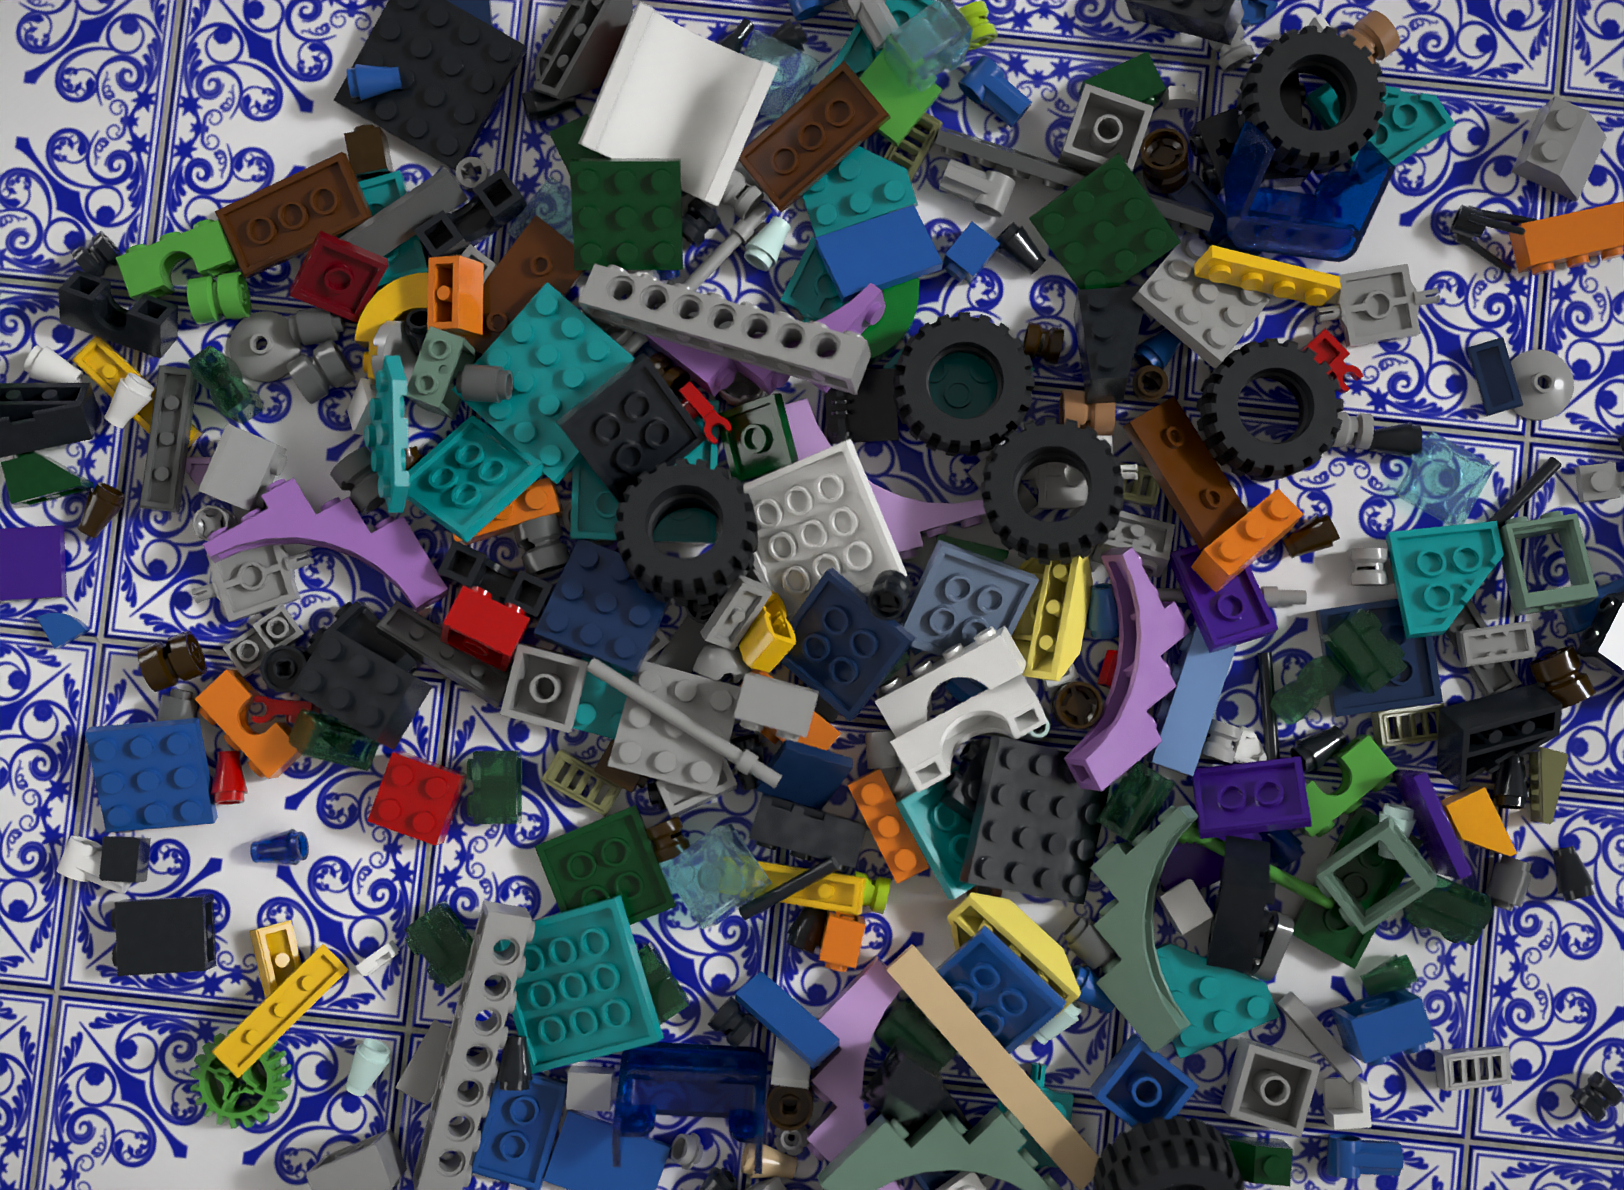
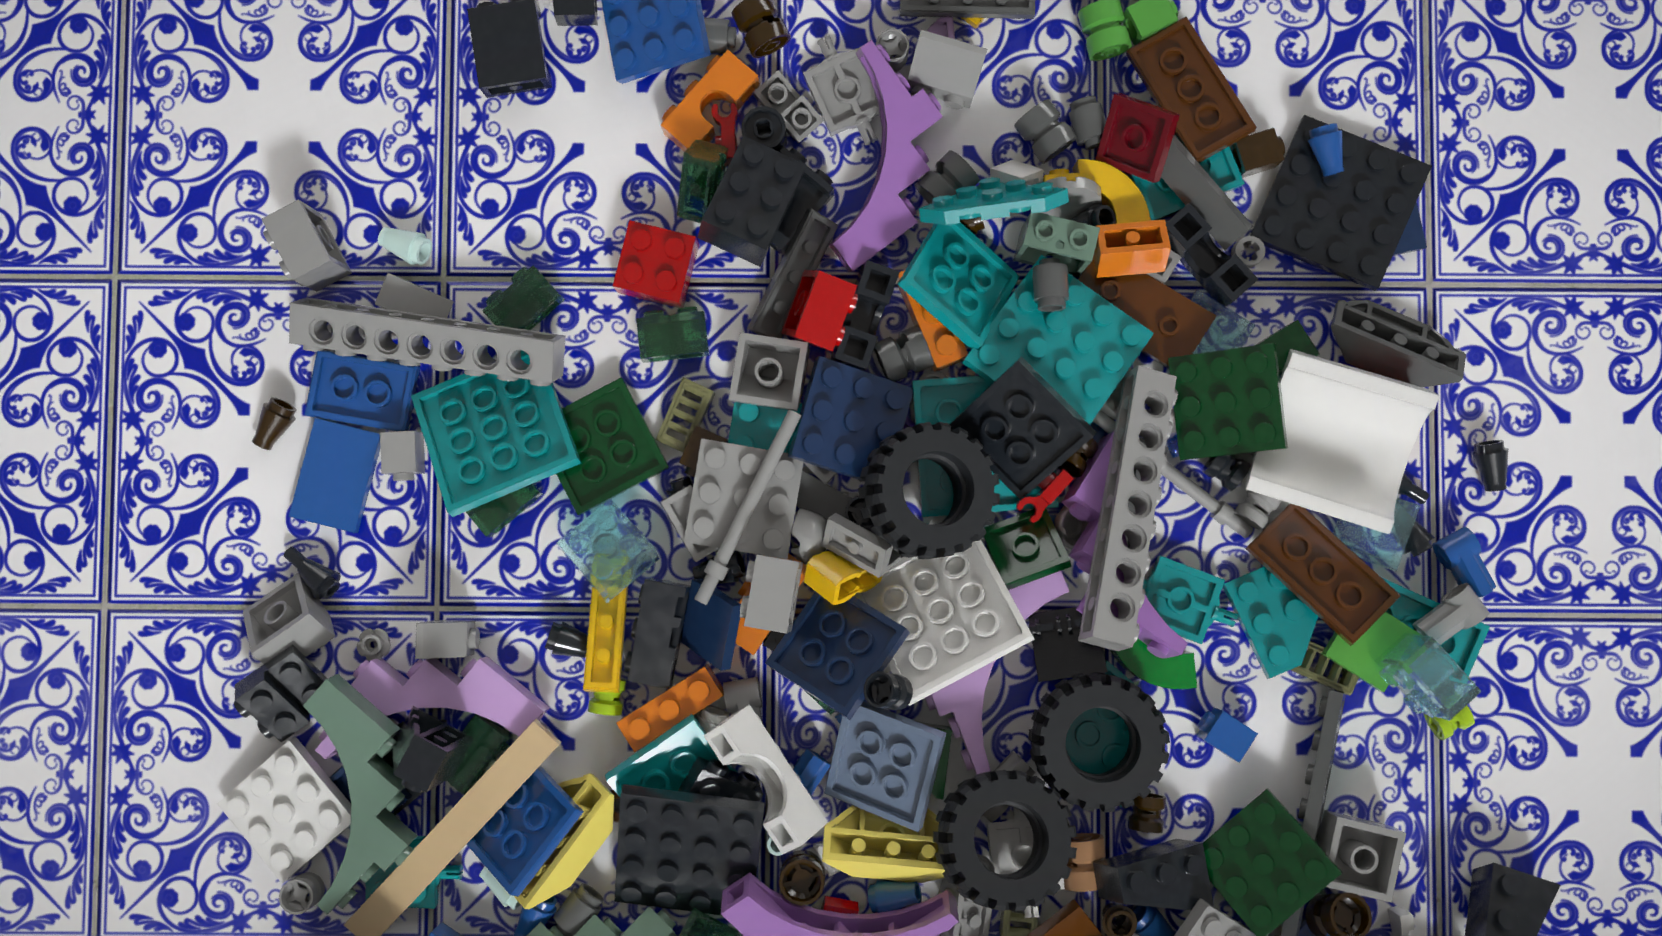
camera: 85 degrees right, 0 degrees up
(225, 383) = (1021, 45): clear green brick -> none
(225, 1103) = (390, 105): bright green gear -> none
(228, 779) = (655, 89): red cone -> none
(271, 362) = (1048, 83): light grey dish -> none
(275, 954) = (495, 153): yellow slope -> none
(279, 1011) = (447, 159): yellow plate -> none
(283, 848) = (598, 145): clear blue cone -> none
(378, 959) = (504, 243): white tile -> none
(515, 1065) = (414, 381): black cone -> none
(543, 107) = (1321, 310): black cone -> none
(668, 839) = (639, 501): dark brown wheel -> none
(686, 1150) = (353, 548): light grey plate -> none
(694, 1083) = (416, 549): clear blue windscreen -> none
(732, 1022) = (474, 579): black wheel -> none
(767, 244) = (1211, 537): light aqua cone -> none
(774, 1163) = (348, 624): tan cone -> none
(787, 1019) = (480, 631): blue tile -> none
(789, 888) = (602, 620): black bar -> none
(789, 1106) = (398, 640): dark brown wheel -> none
(841, 940) = (557, 675): orange brick -> none
(878, 252) = (1217, 646): blue tile -> none
(986, 190) = (1289, 742): light grey piece -> none
(987, 85) = (1390, 736): blue piece -> none
(989, 660) = (836, 791): white arch -> none
(1020, 249) = (1236, 781): black cone -> none
(1132, 79) = (1415, 878): dark green slope -> none

